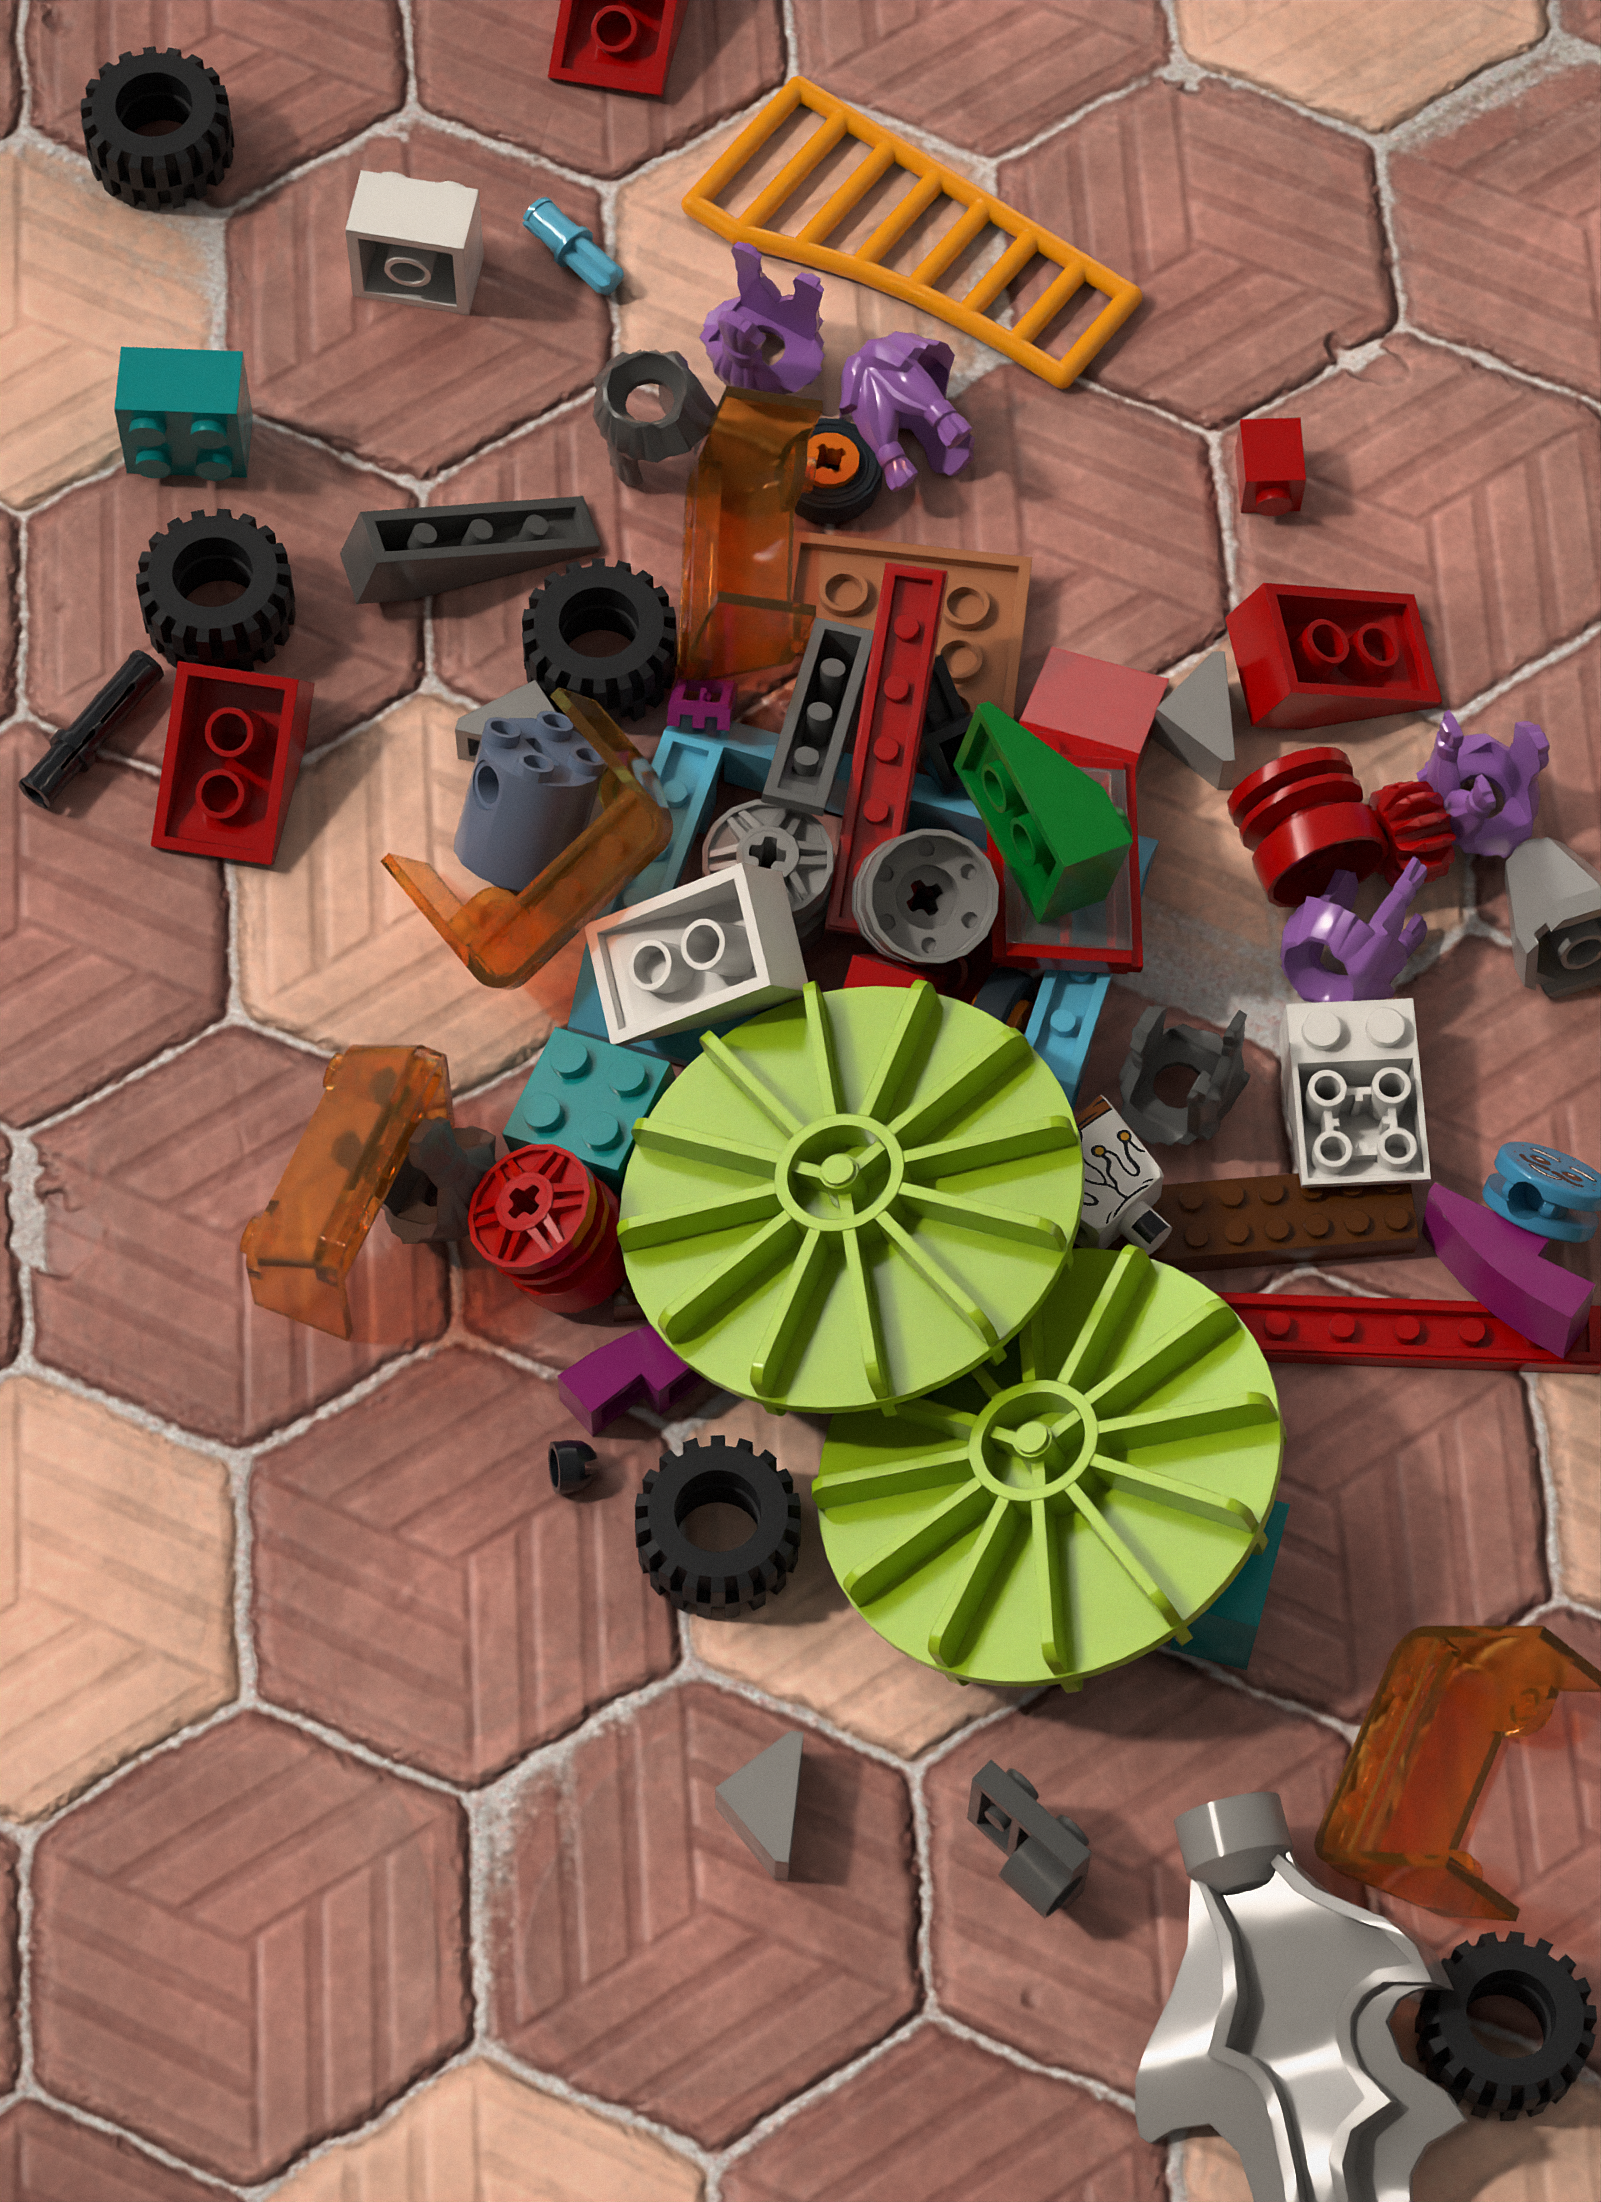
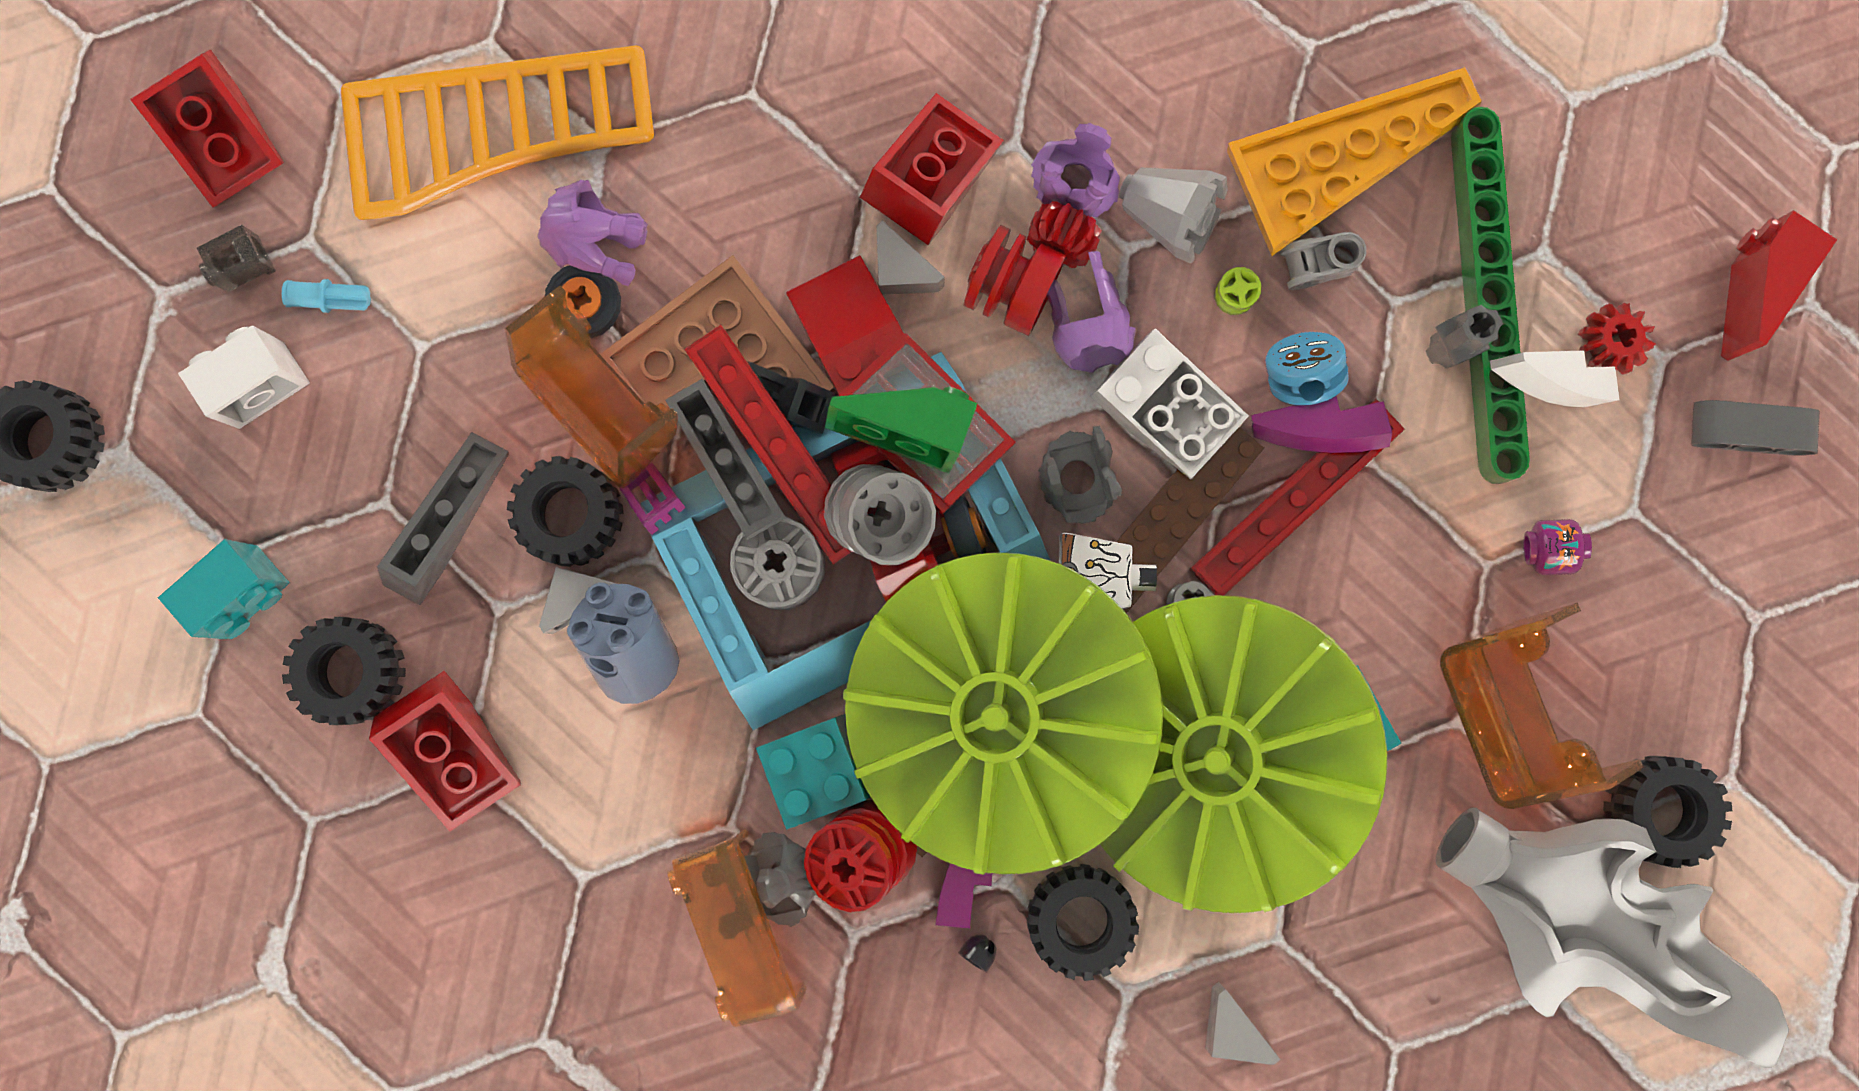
camera: 40 degrees left, 20 degrees up
(75, 748) = (356, 801): black pin -> none
(512, 935) = (682, 720): clear orange windscreen -> none
(520, 135) = (222, 252): none -> clear smoke brick
(680, 396) = (495, 363): dark grey piece -> none
(697, 955) = (797, 652): white slope -> none
(736, 328) = (460, 243): medium lavender piece -> none
(1045, 1853) = (1394, 939): dark grey plate -> none
(1270, 465) = (801, 88): red brick -> none
(1545, 1048) = (1242, 284): none -> lime wheel

